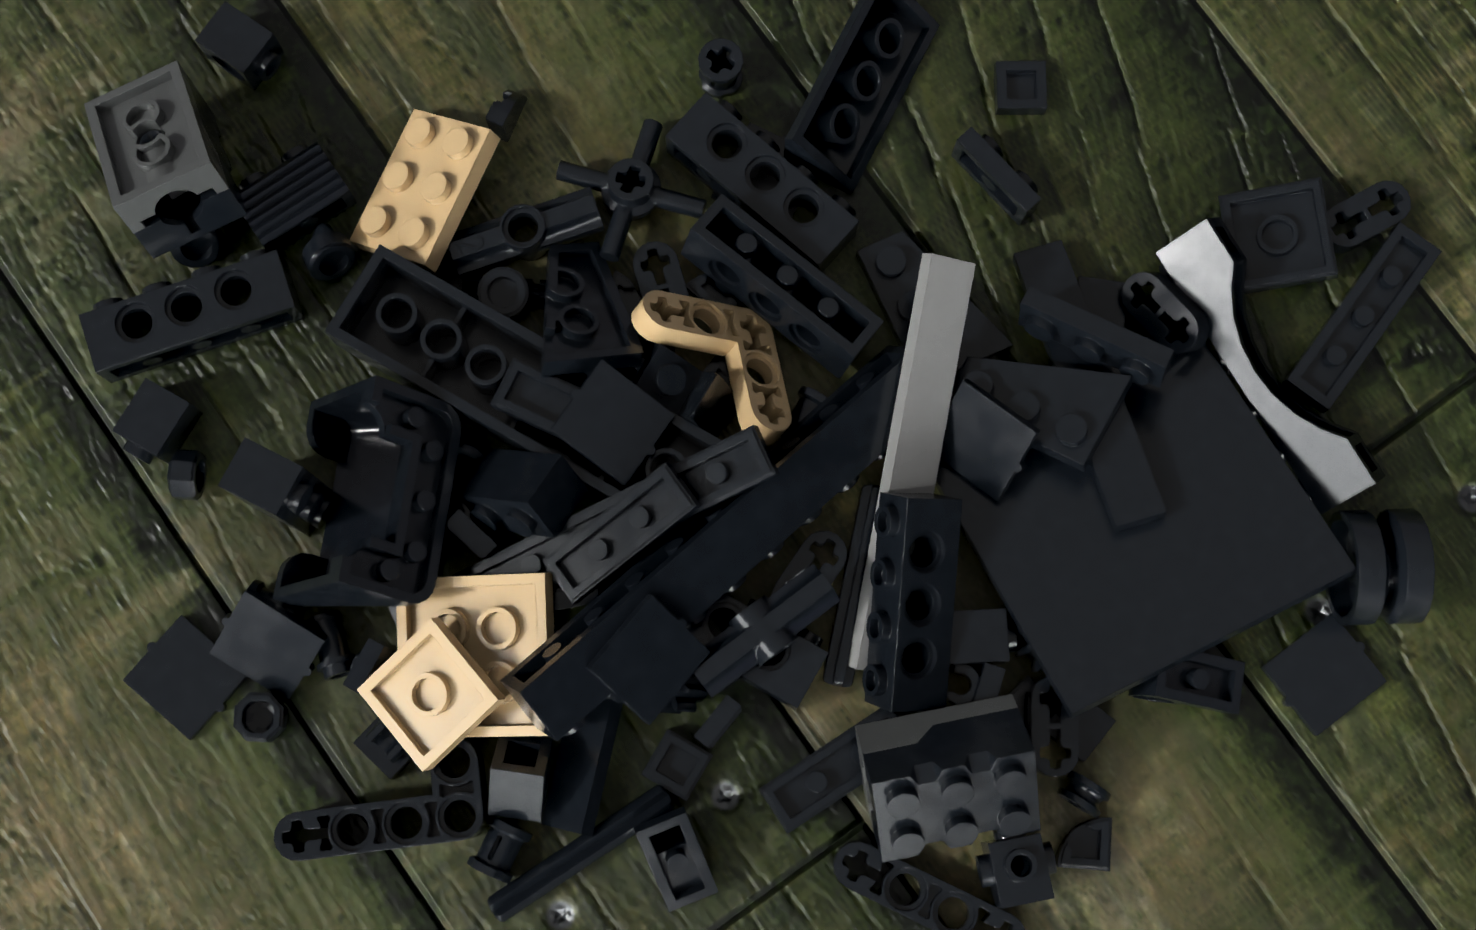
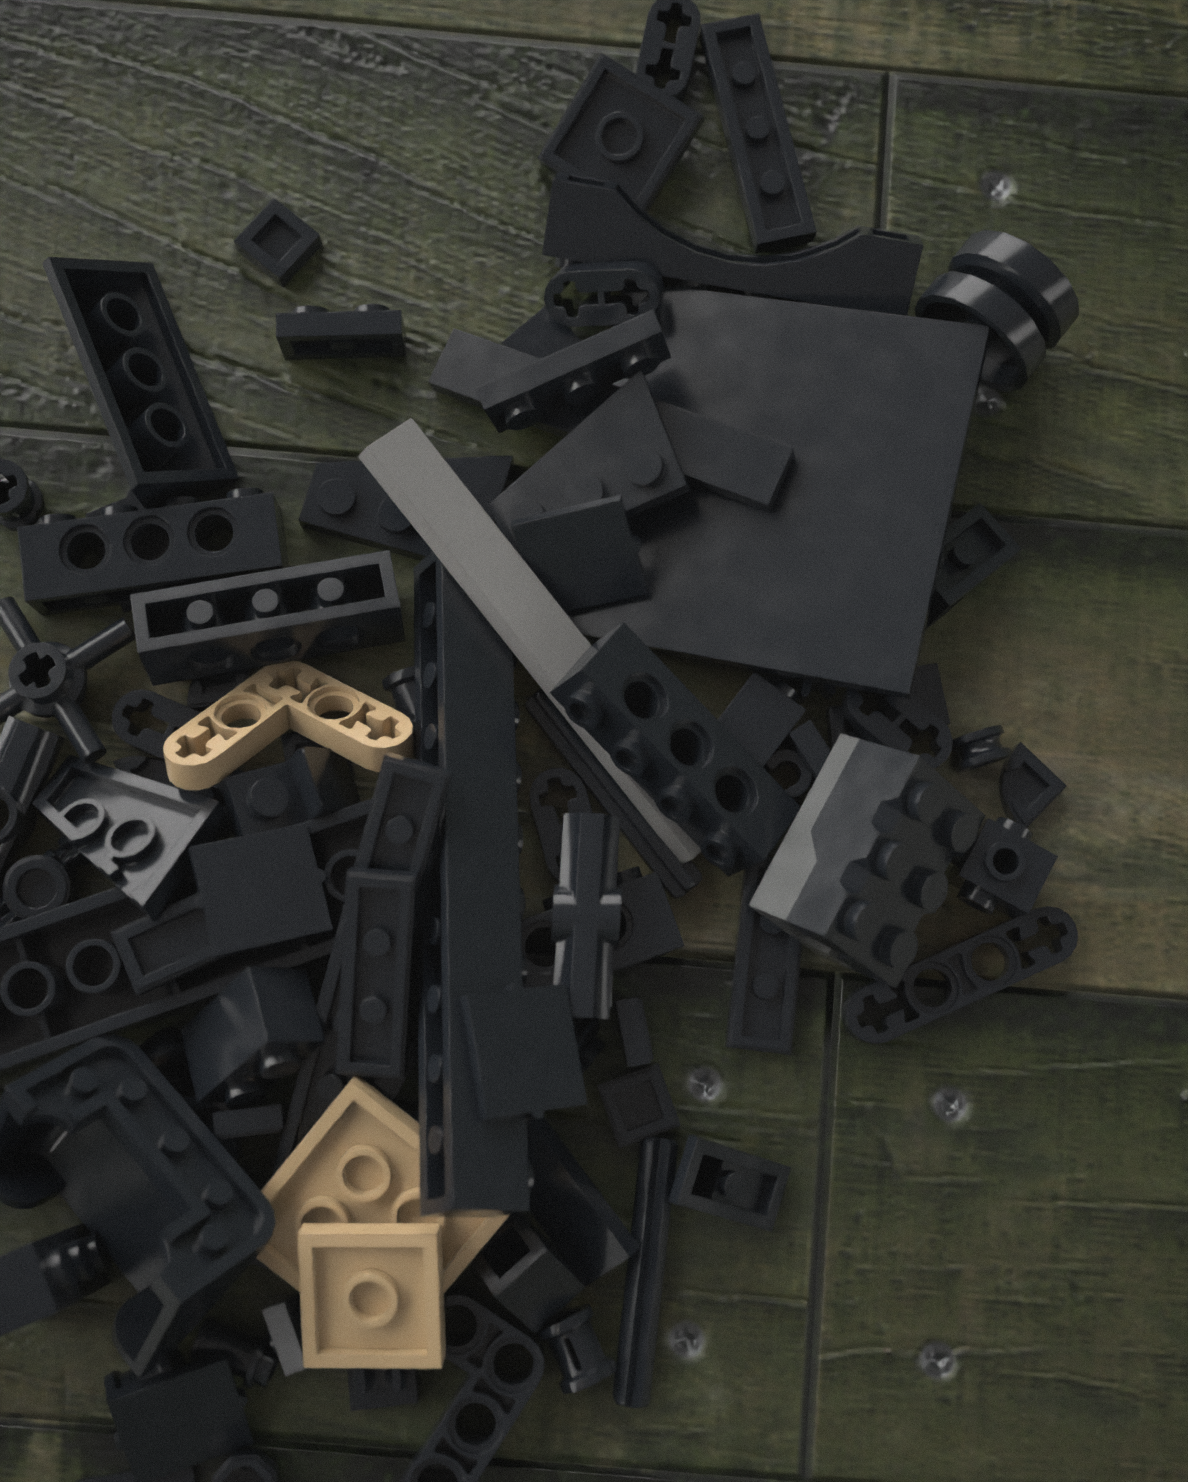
camera: 55 degrees left, 0 degrees up
(1323, 674) = (1044, 445): black piece -> none

